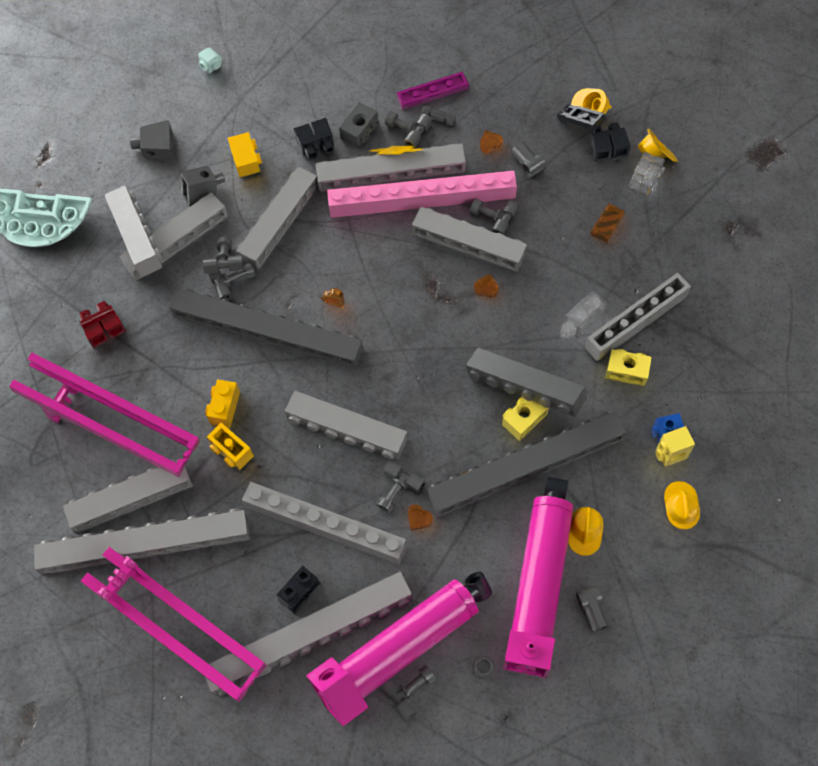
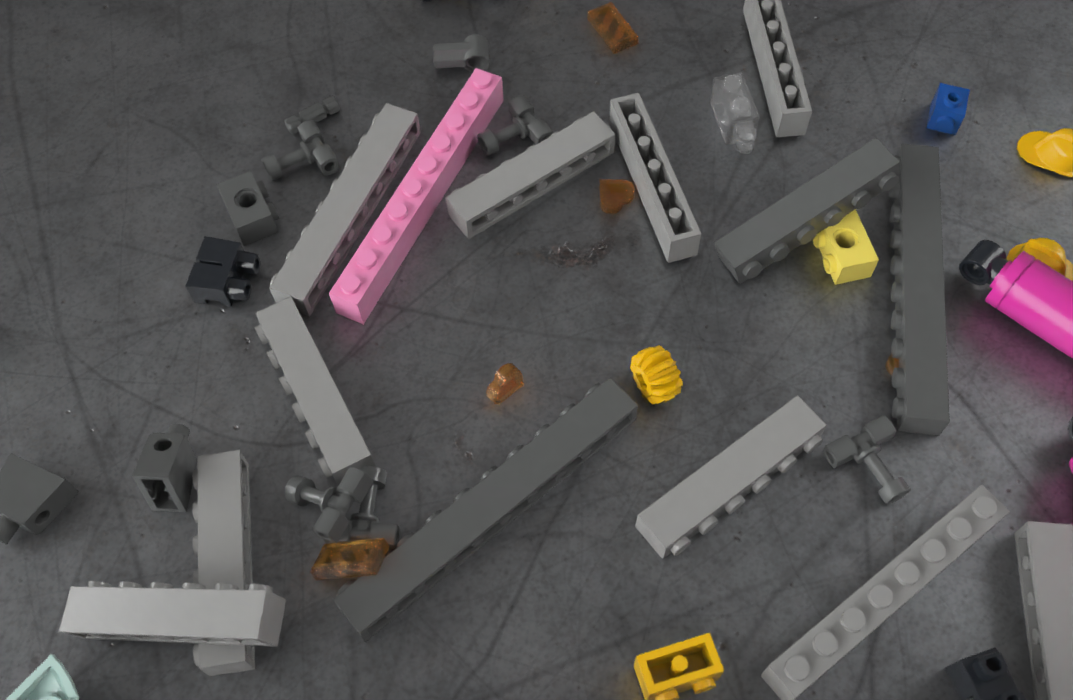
camera: 60 degrees left, 5 degrees down
(202, 284) = (350, 559): none -> clear orange tile
(223, 403) = (588, 640): yellow brick -> none
(244, 154) = (168, 377): yellow brick -> none
(378, 360) = (656, 374): none -> yellow gear
(395, 150) = (336, 176): yellow piece -> none
(419, 518) = (932, 458): clear orange tile -> none
(432, 90) = (266, 104): magenta tile -> none
(490, 141) = (399, 81): clear orange tile -> none
(504, 296) = (654, 178): none -> light grey brick
(619, 372) = (838, 104): light yellow brick -> none
(675, 446) = (986, 109): light yellow brick -> none

